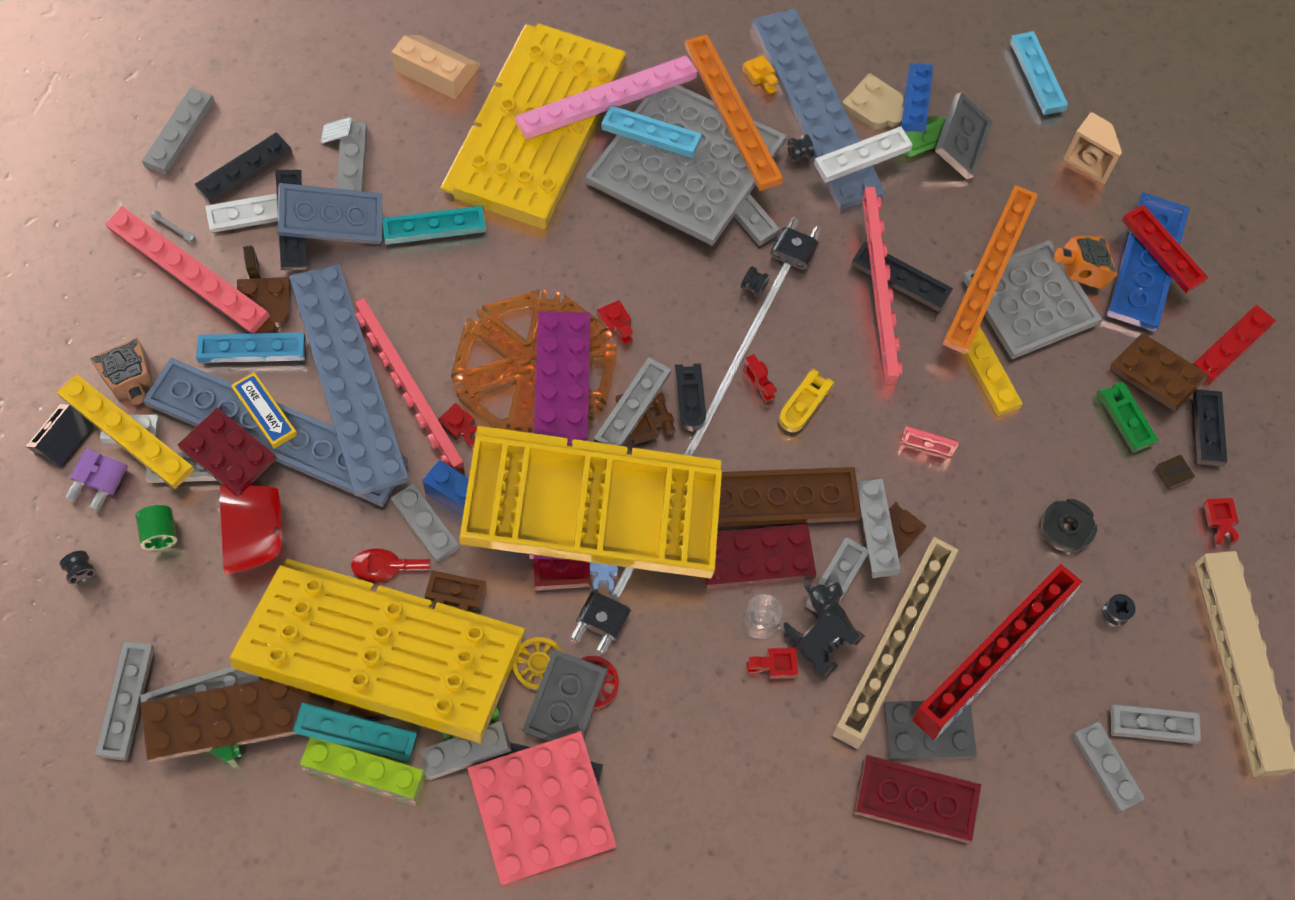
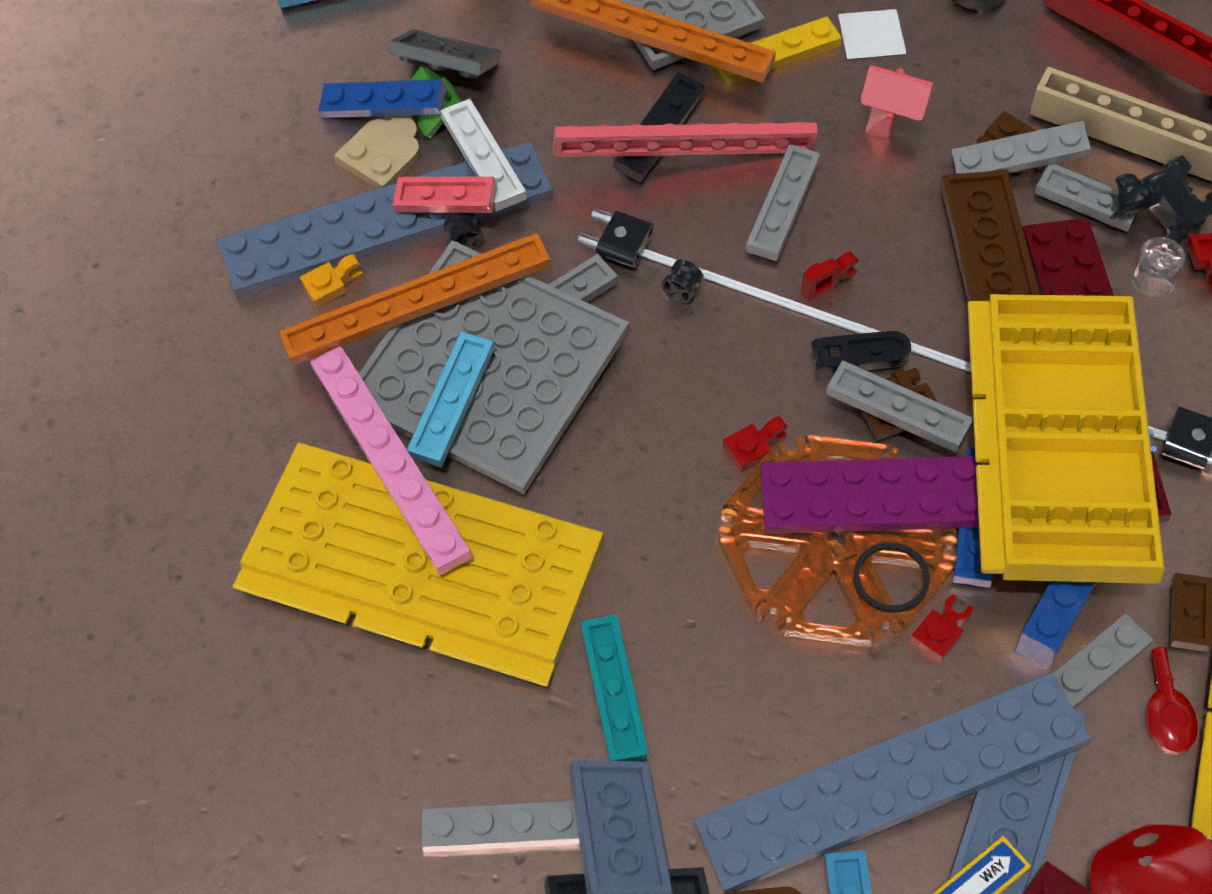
camera: 85 degrees left, 5 degrees down
(336, 129) = (439, 853): sticker -> none
(401, 377) = (885, 704): coral plate -> none
(433, 65) = (308, 714): light nougat slope -> none
(495, 412) = (884, 607): none -> black piece
(804, 401) = (852, 228): yellow plate -> none
(822, 128) = (445, 194): none -> coral plate
(830, 355) = (782, 202): none -> light grey plate
(923, 430) = (896, 93): none -> coral slope
(1011, 441) = (872, 34): none -> white sticker

